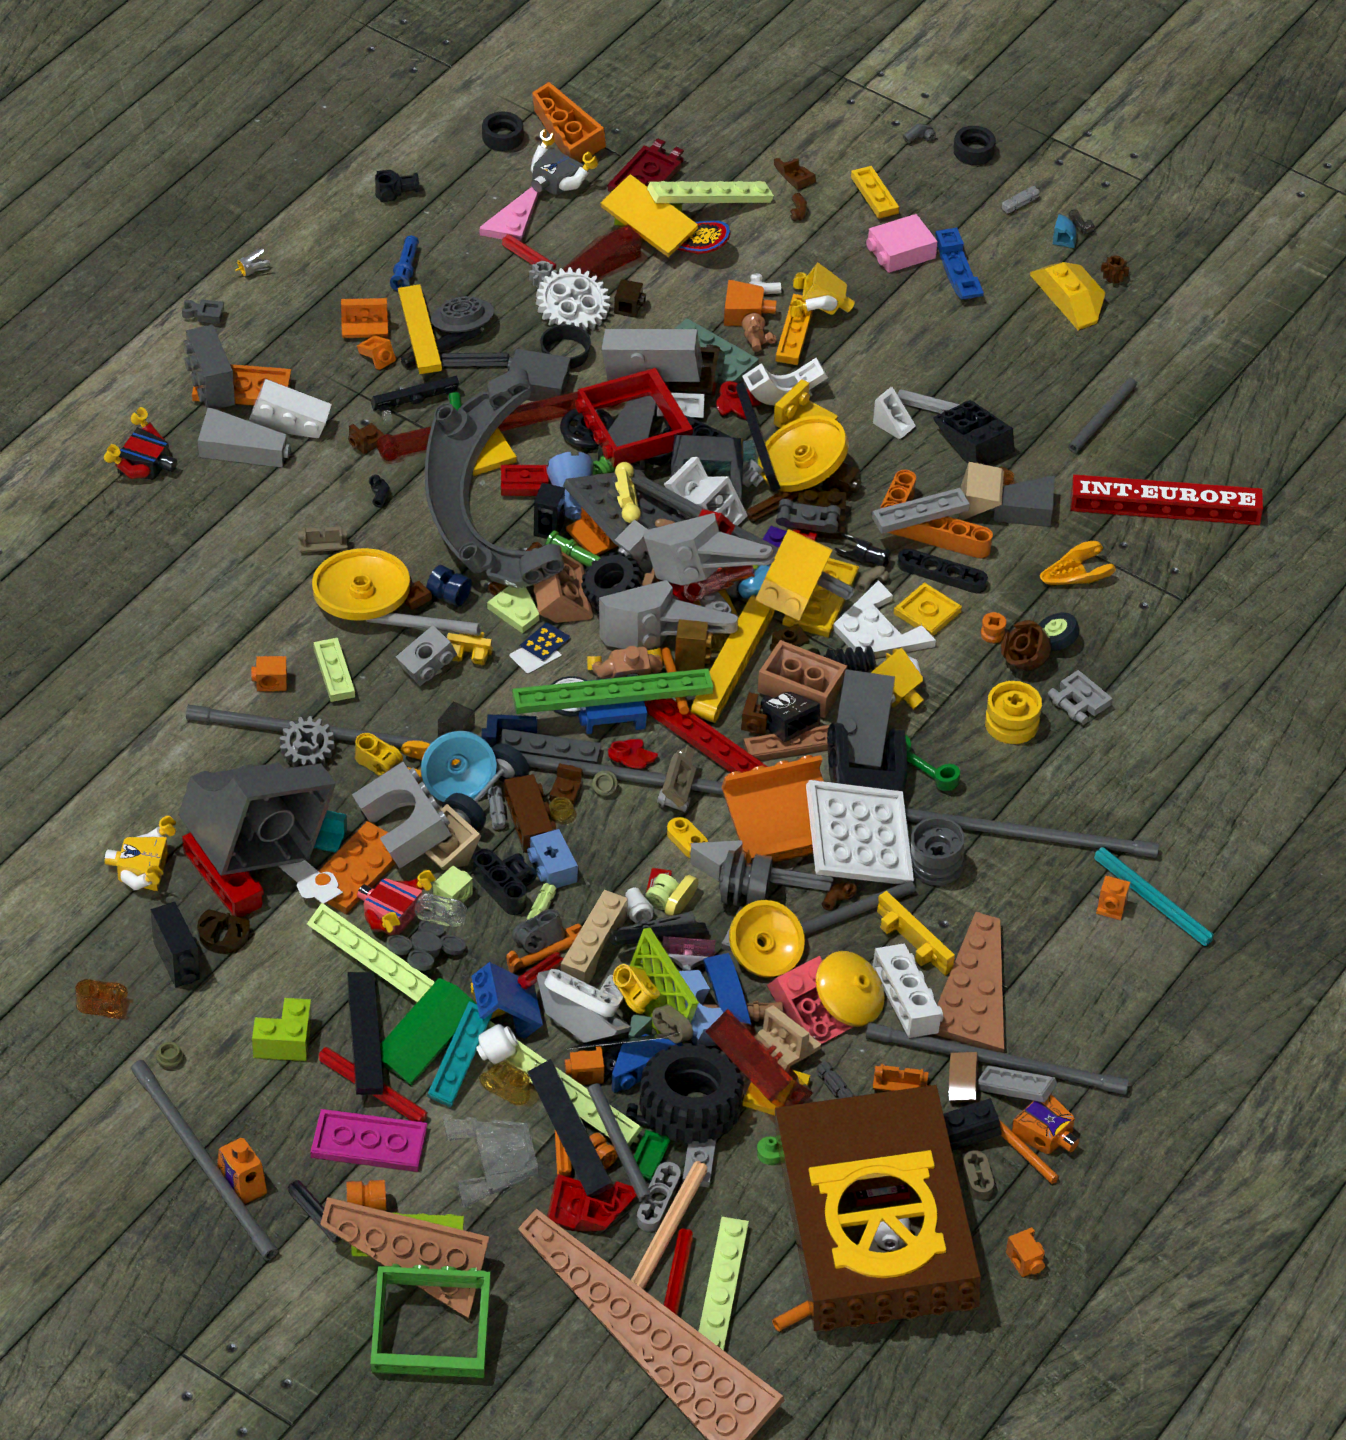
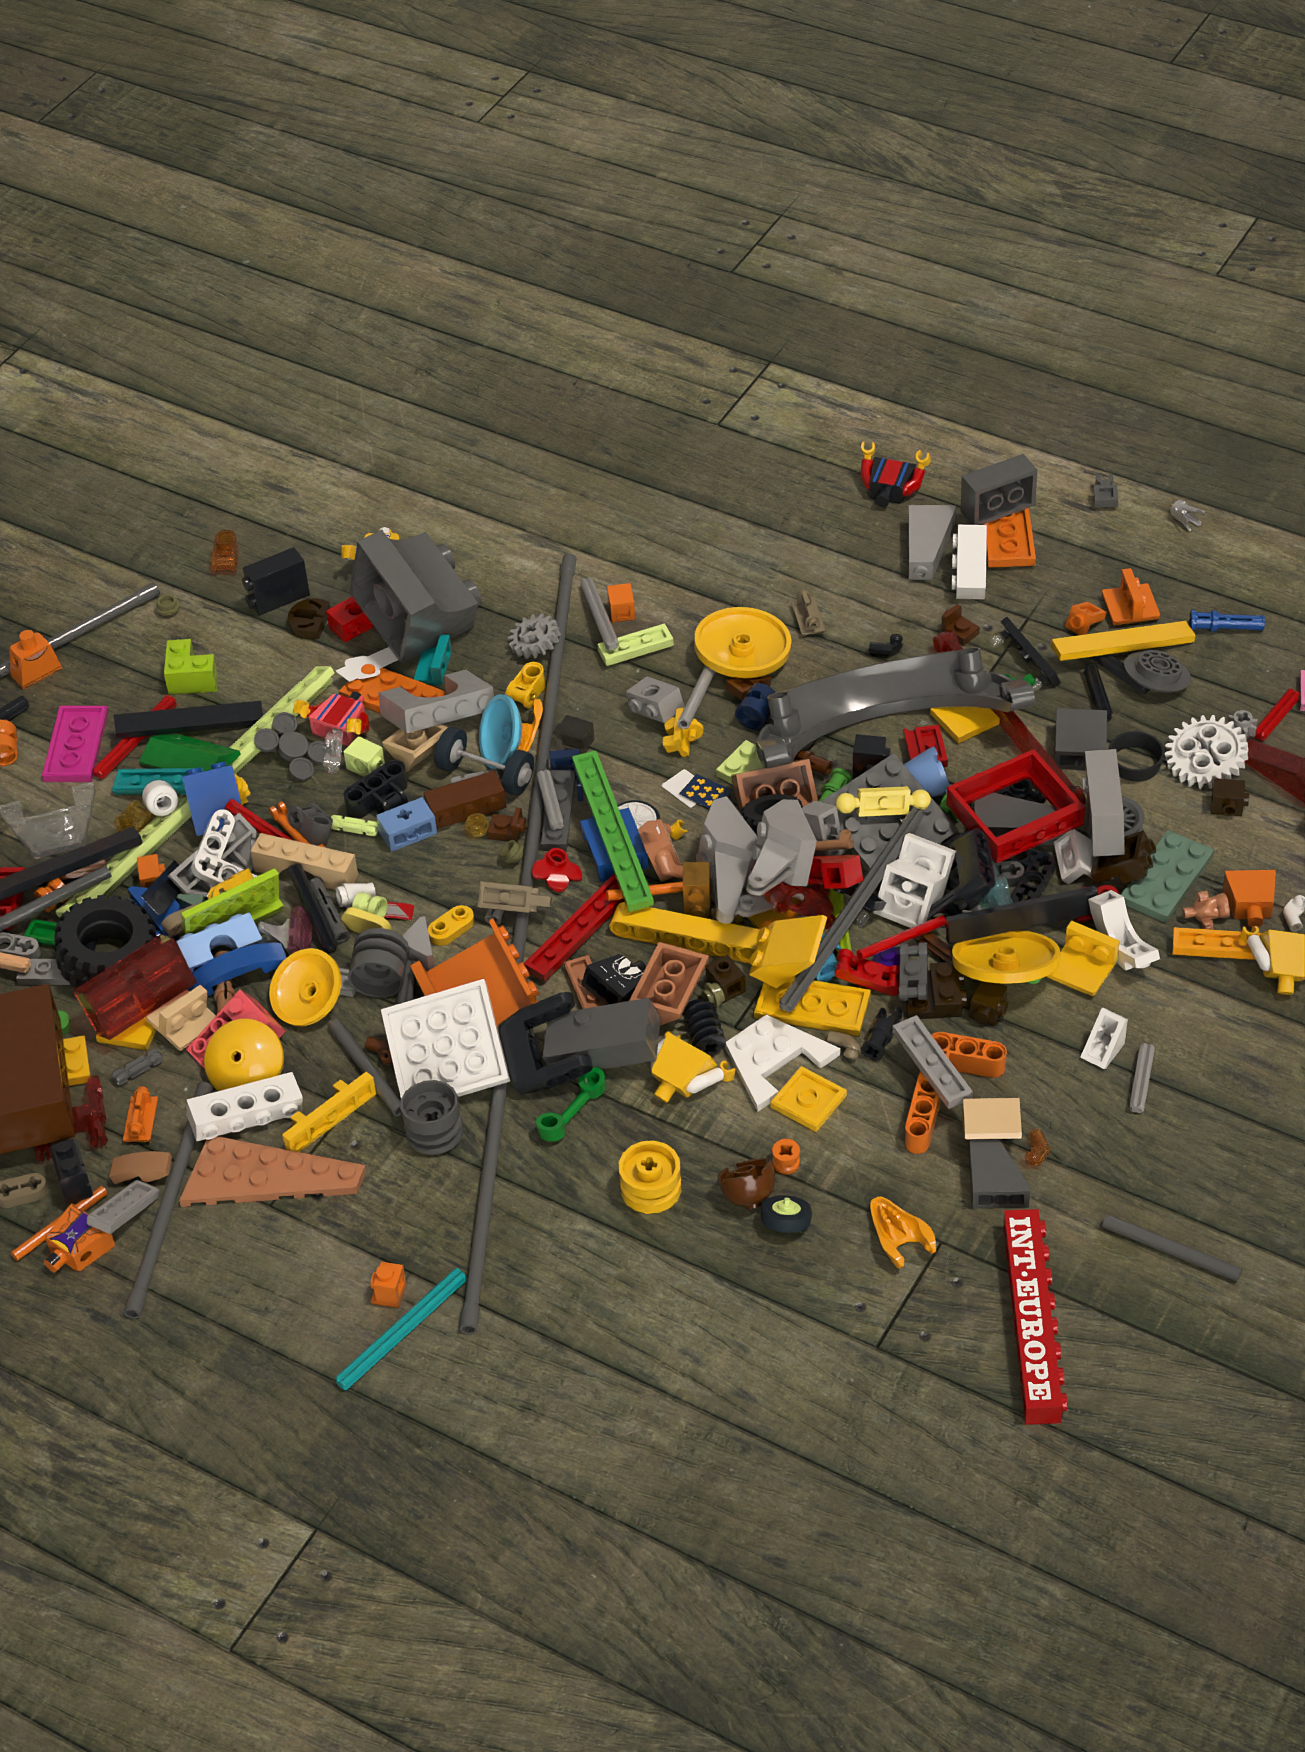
camera: 90 degrees right, 0 degrees up
(285, 689) = (599, 613): none -> light grey axle
(550, 742) = (550, 799): none -> light grey axle
(752, 718) = (627, 949): reddish brown bracket -> none
(765, 513) = (901, 937): none -> red piece
(943, 568) = (872, 1107): black beam -> none
(976, 433) = (1094, 1117): black slope -> none
(1084, 692) = (696, 1249): light grey plate -> none

